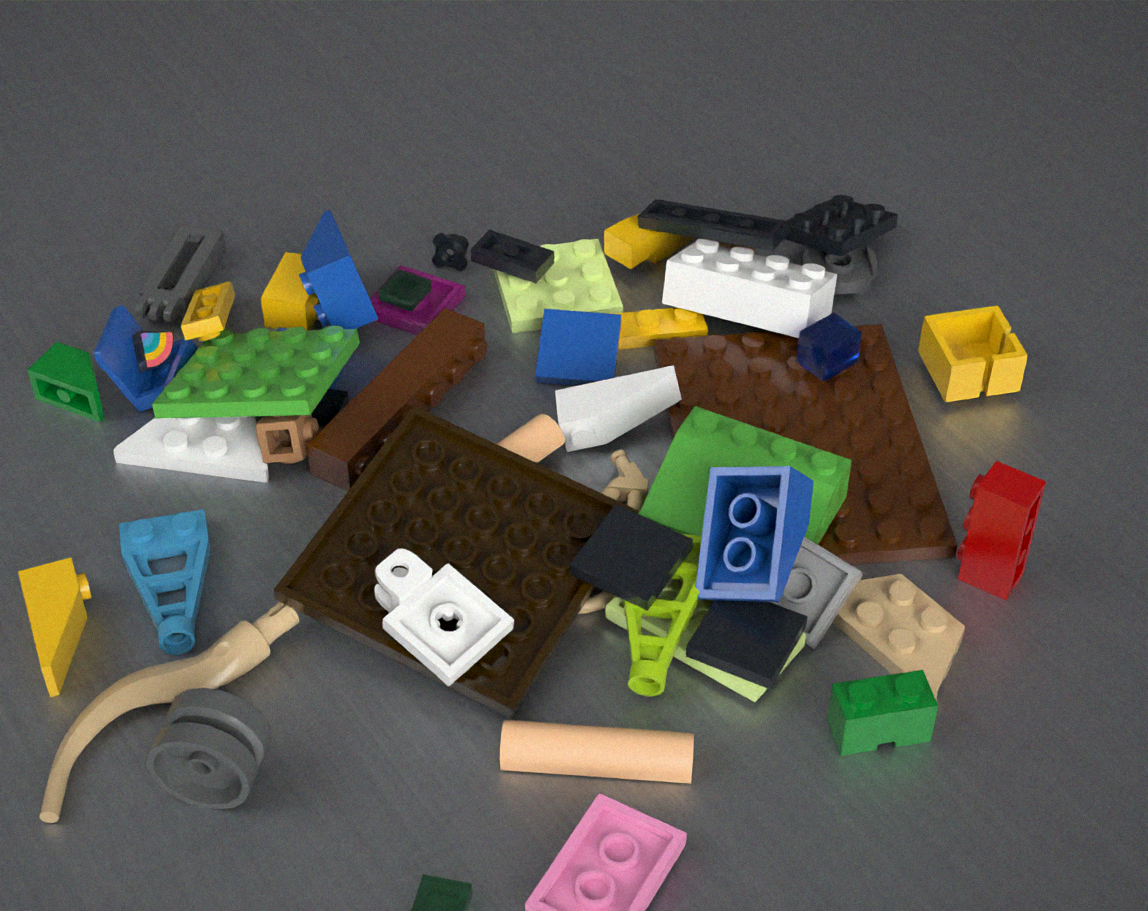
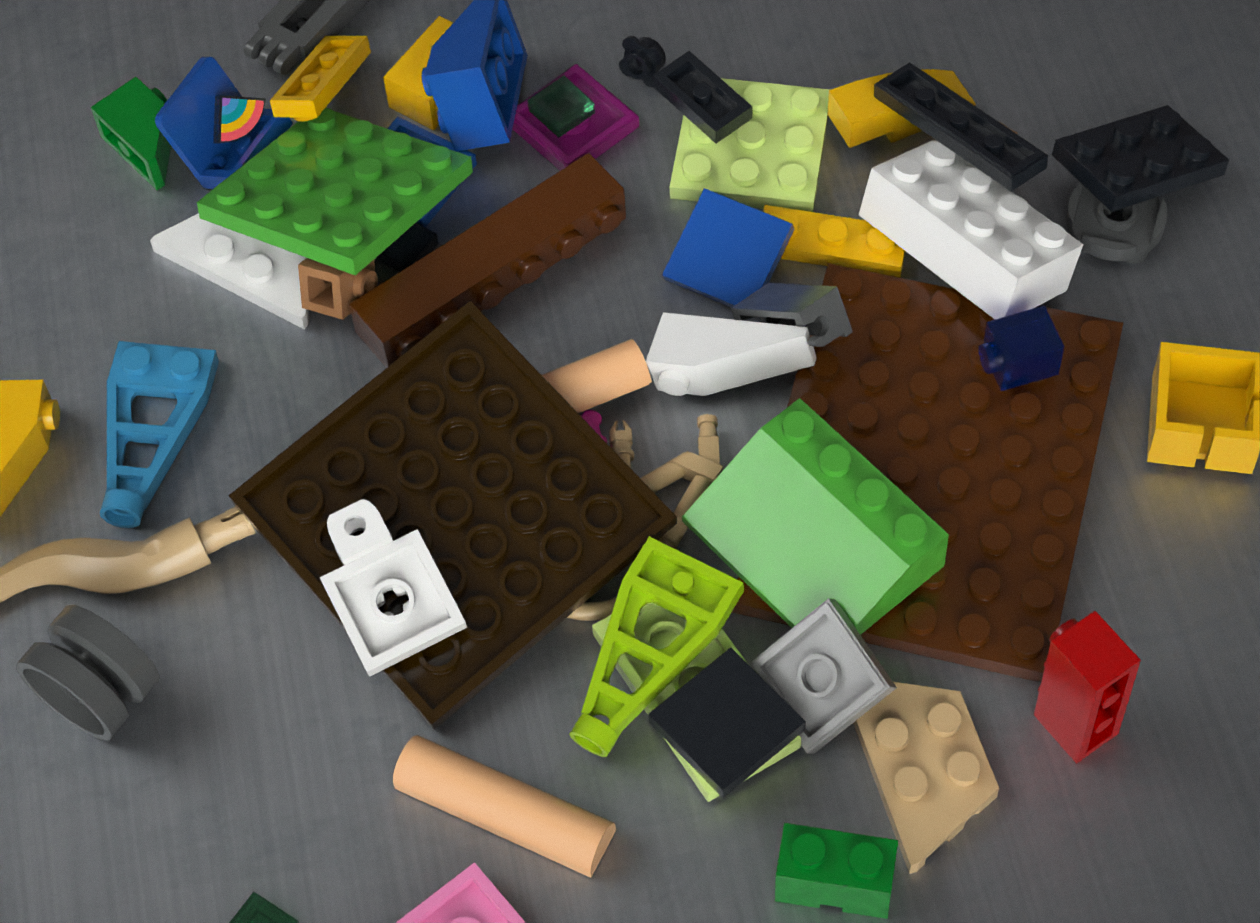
camera: 25 degrees right, 15 degrees up
(631, 557) = (634, 580): black tile -> none
(668, 352) = (799, 305): none -> dark grey hinge
(752, 532) = (776, 601): blue slope -> none

